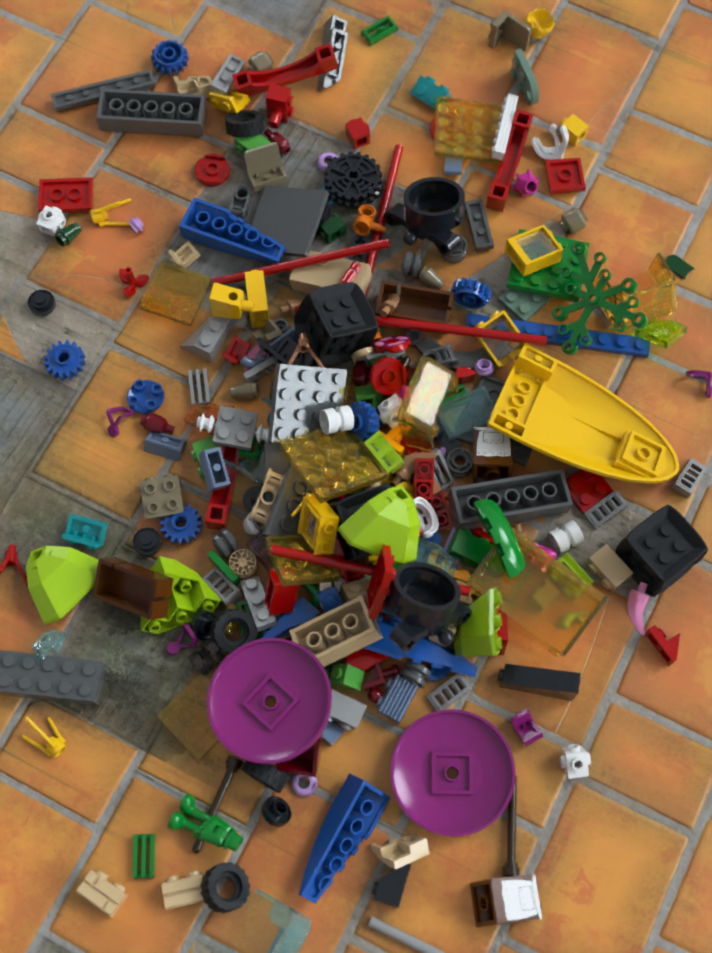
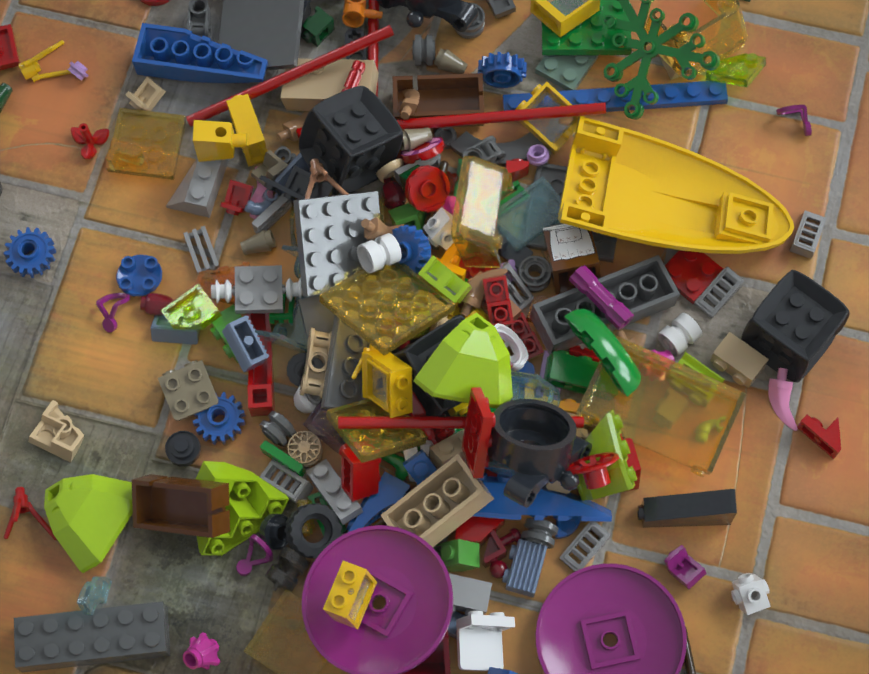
camera: 10 degrees left, 0 degrees up
(51, 508) = (57, 434): none -> tan slope
(85, 531) = (105, 452): teal bracket -> none
(122, 709) = (201, 652): none -> dark pink rock
(179, 433) = (191, 310): none -> clear neon green plate
(247, 691) = (350, 589): none -> yellow window
(339, 399) = (376, 228): none -> medium nougat bar
(347, 750) = (481, 640): none -> white bracket
(387, 333) = (415, 137): none -> dark tan cone
(468, 635) = (595, 472): none -> red wheel
(500, 482) = (589, 285): none -> magenta axle

